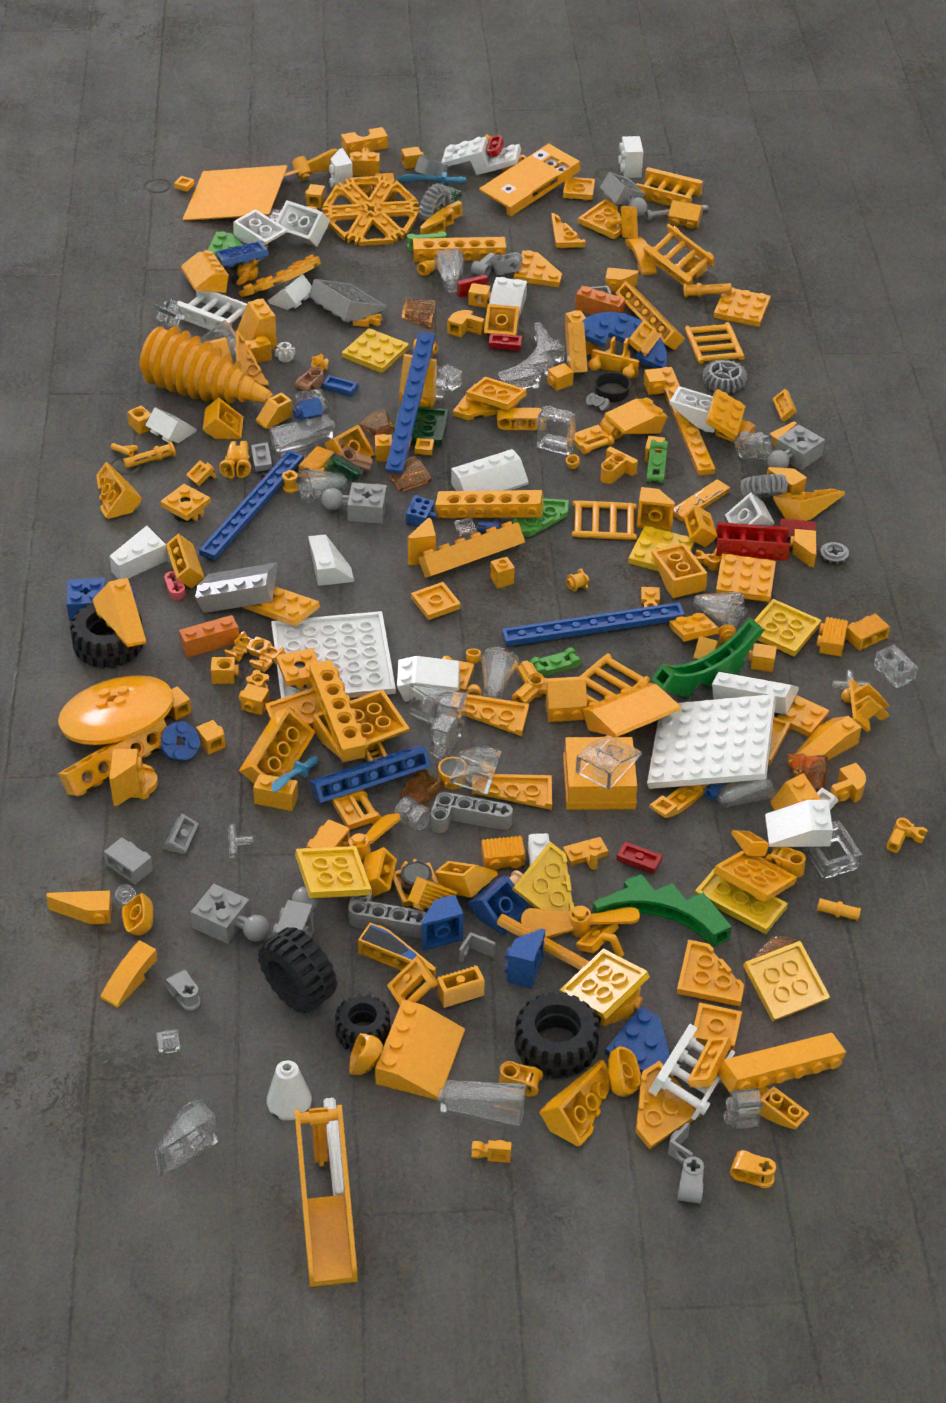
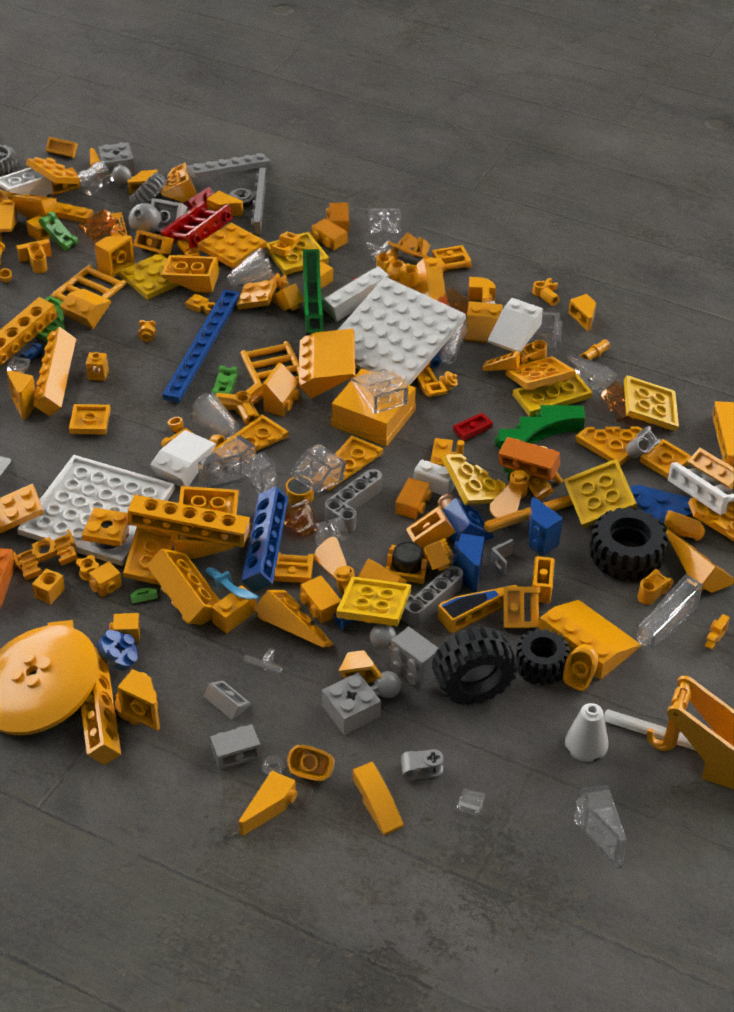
camera: 60 degrees left, 0 degrees up
(255, 730) = (143, 594): none -> bright green piece
(263, 900) = (359, 662): none -> light orange slope
(293, 829) = (284, 612): none -> light orange wedge
(570, 526) = (85, 307): none -> light orange slope
(605, 908) = (529, 458): none -> orange brick
(677, 429) = (34, 205): none -> light orange slope
(689, 813) = (449, 380): none -> light orange wheel
(695, 482) = (98, 225): none -> clear orange slope
(716, 994) = (642, 443): none -> light grey piece
(725, 503) = (144, 218): none -> light grey cylinder
(786, 612) = (286, 243): none -> light orange slope
(797, 919) = (593, 374): none -> clear slope
(813, 704) = (398, 269): none -> light orange piece
(837, 567) = (258, 202): none -> light grey plate
(864, 520) = (227, 166): none -> light grey plate
(887, 736) = (452, 254): none -> light orange plate
(895, 876) = (583, 310): none -> light orange slope

